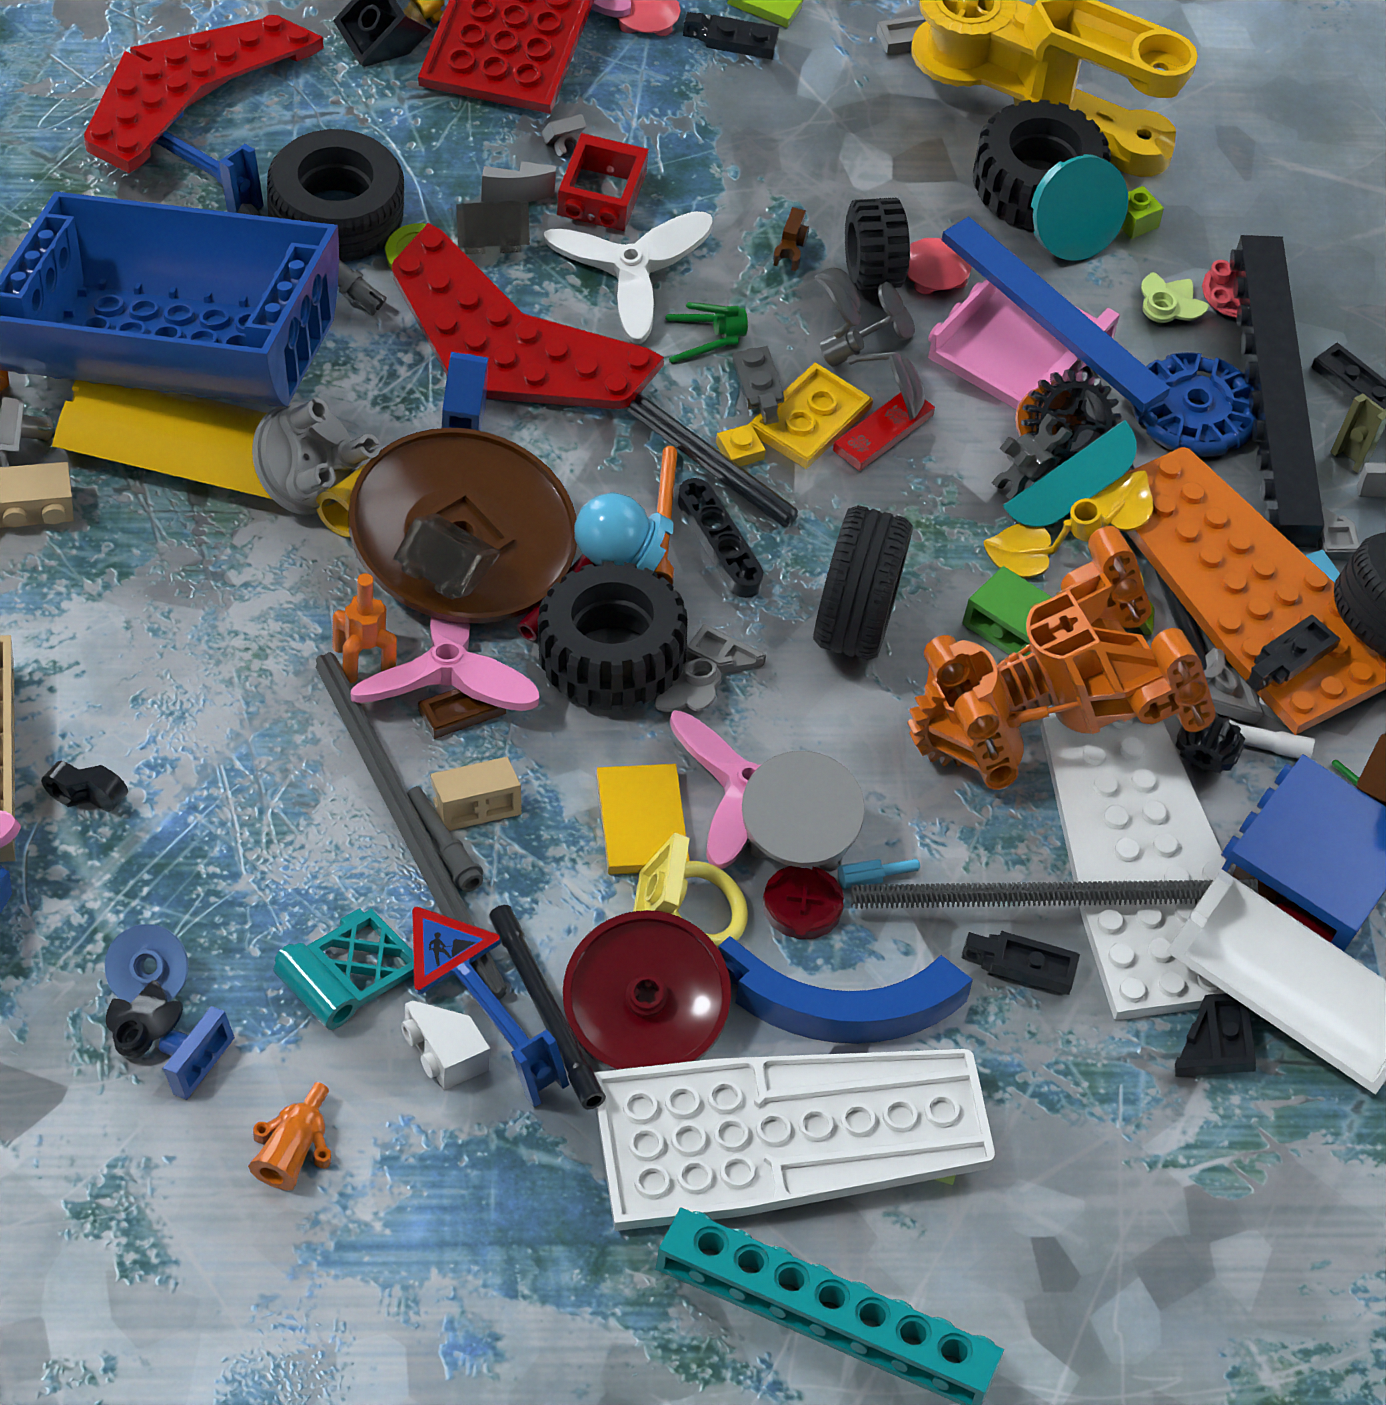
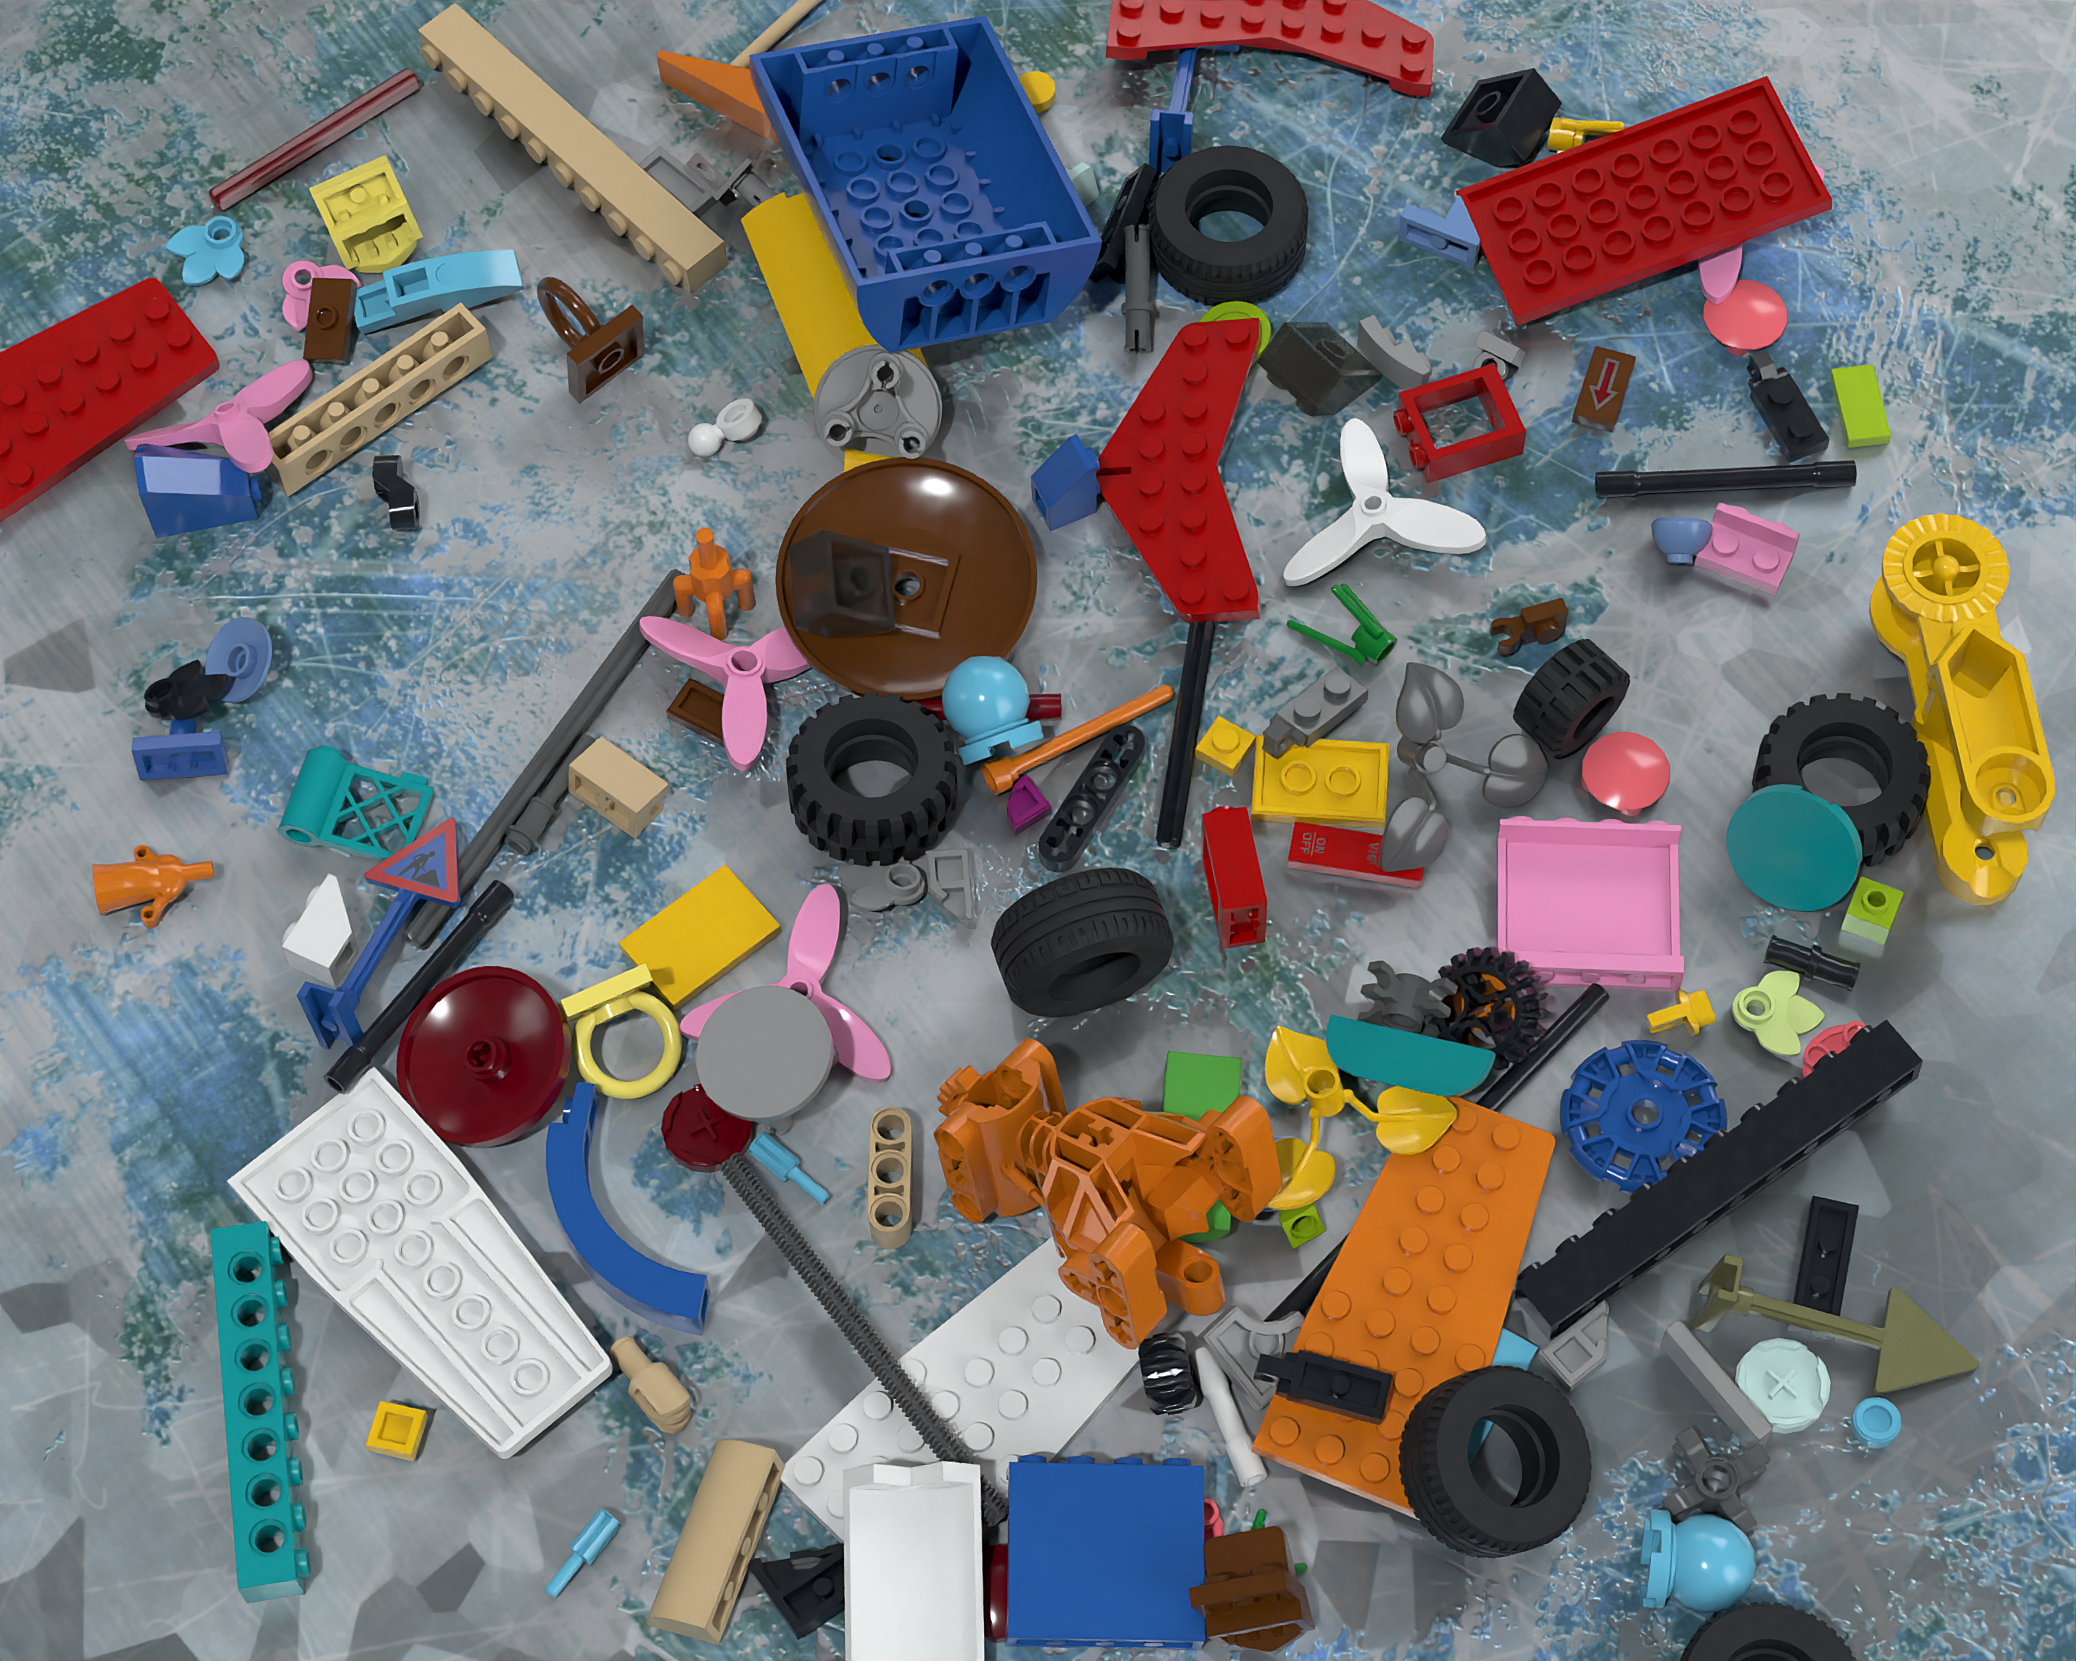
camera: 65 degrees right, 10 degrees up
(92, 583) = (602, 350): none -> reddish brown tile
(223, 550) = (735, 422): none -> white plate
(447, 101) = (1445, 237): none -> medium blue slope
(638, 104) = (1604, 389): none -> reddish brown tile
(692, 577) = (1026, 806): none -> magenta tile
(724, 132) = (1816, 474): none -> black piece
(790, 134) = (1681, 538): none -> medium blue brick
(823, 110) = (1748, 548): none -> bright pink bracket
(861, 467) = (1233, 877): none -> red window
(912, 1227) = (396, 1430): none -> yellow plate
(935, 813) = (887, 1157): none -> tan beam
(1000, 1043) = (652, 1386): none -> tan arm
(1023, 960) = (775, 1358): black hinge -> none
(1056, 314) = (1620, 913): blue tile -> none
(1092, 1161) = (585, 1548): none -> medium azure axle
(1139, 337) = (1691, 1010): none -> yellow piece
(1147, 1073) = (717, 1541): none -> tan brick
(1150, 261) = (1811, 963): none -> black pin

